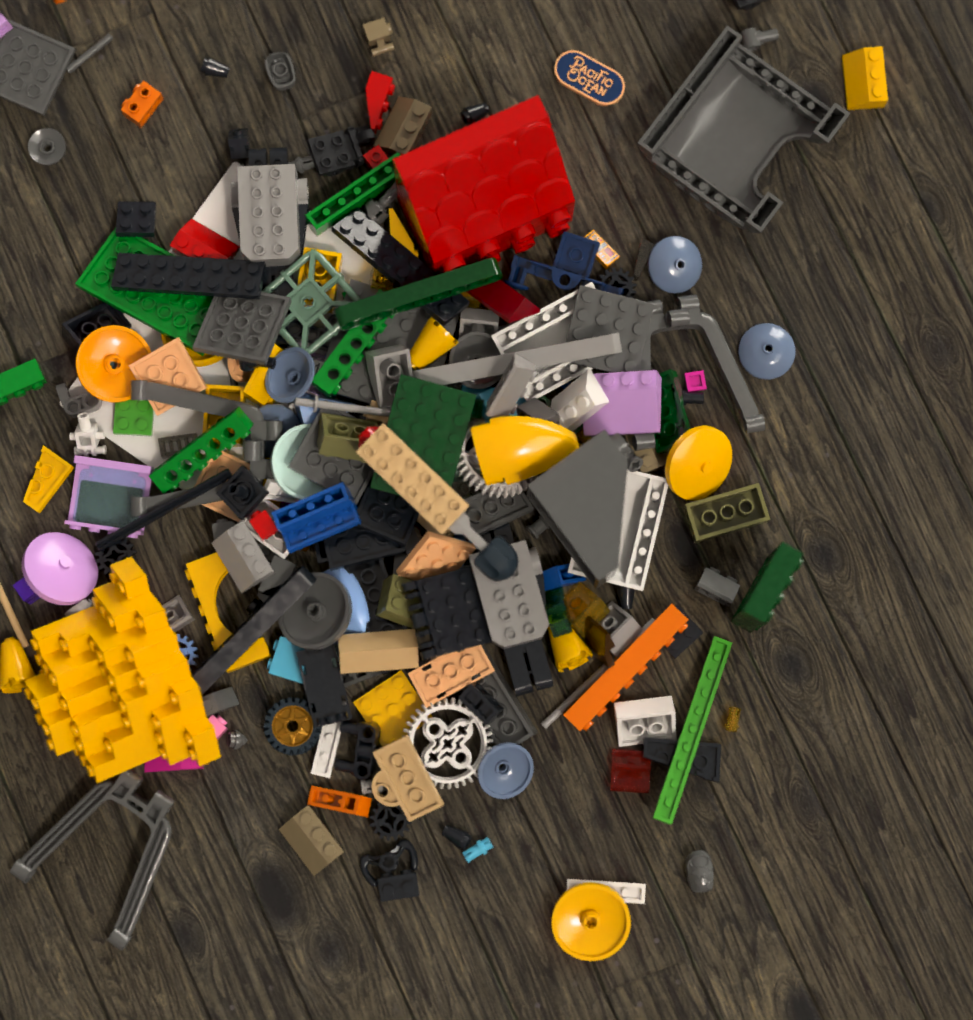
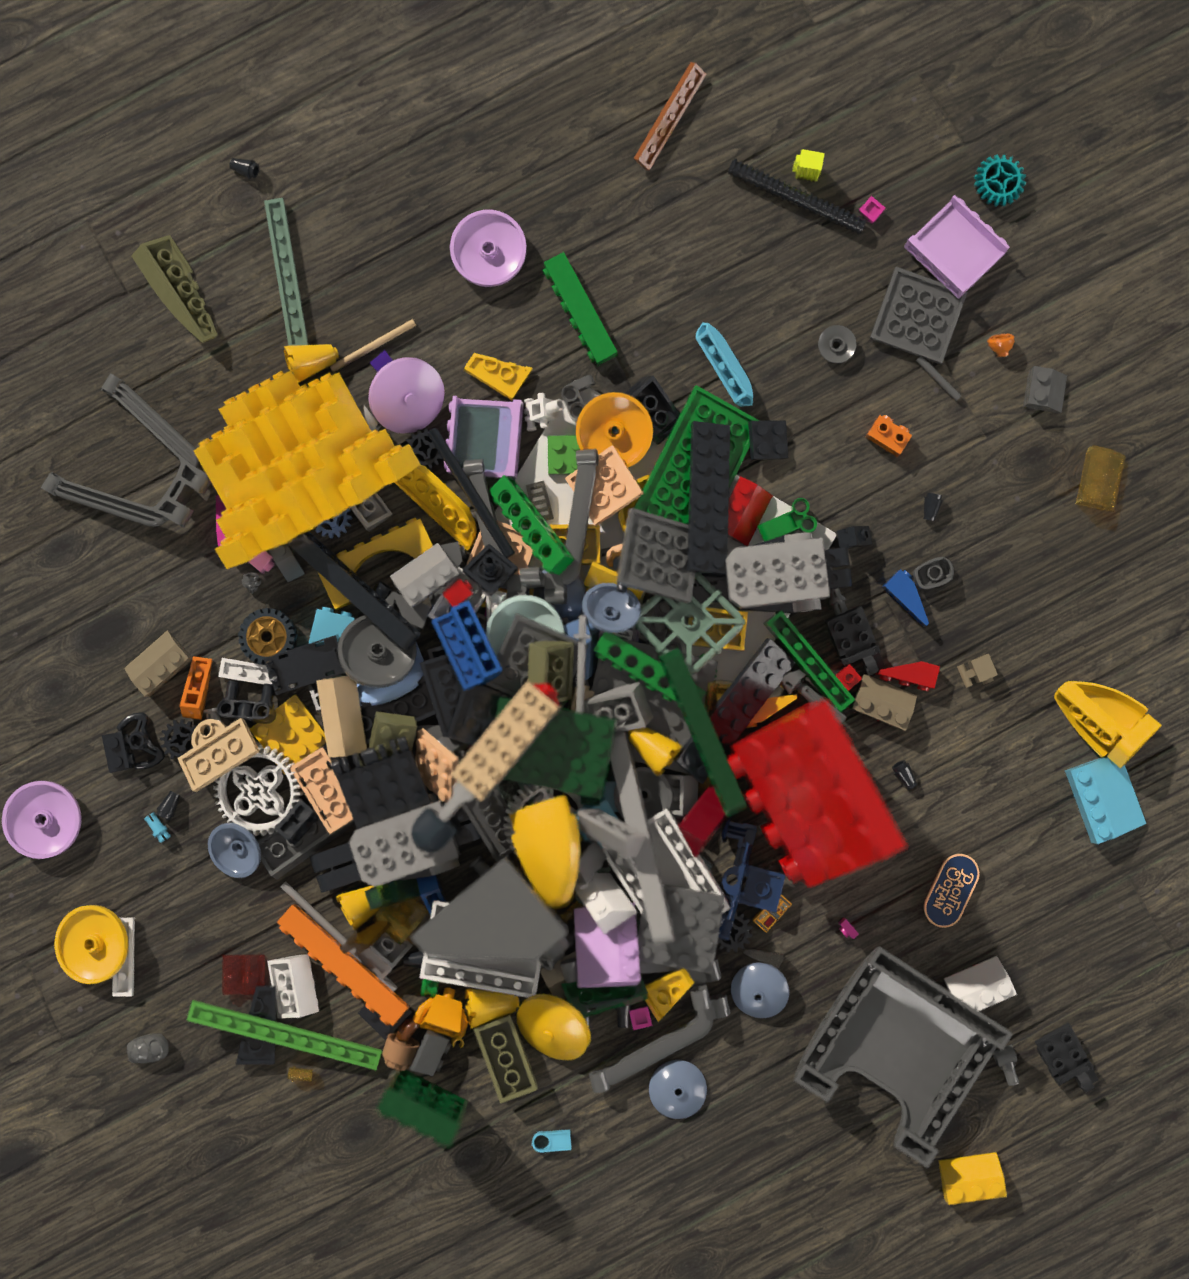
camera: 85 degrees right, 5 degrees up
(57, 255) = (725, 364): none -> medium azure brick
(173, 542) = (440, 504): none -> yellow plate
(219, 203) = (787, 522): none -> green piece
(298, 99) = (905, 593): none -> blue slope
(455, 985) = (24, 823): none -> lavender dish
(620, 177) = (847, 929): none -> dark pink plate
(654, 584) = (429, 987): none -> green wheel
(670, 351) = (666, 991): none -> yellow wing
(675, 528) = (488, 1006): none -> yellow cone
(679, 53) = (981, 984): none -> white slope
(681, 576) = (439, 1015): none -> light orange torso
(715, 617) = (398, 1053): none -> medium nougat piece
(810, 470) = (558, 1140): none -> medium azure piece

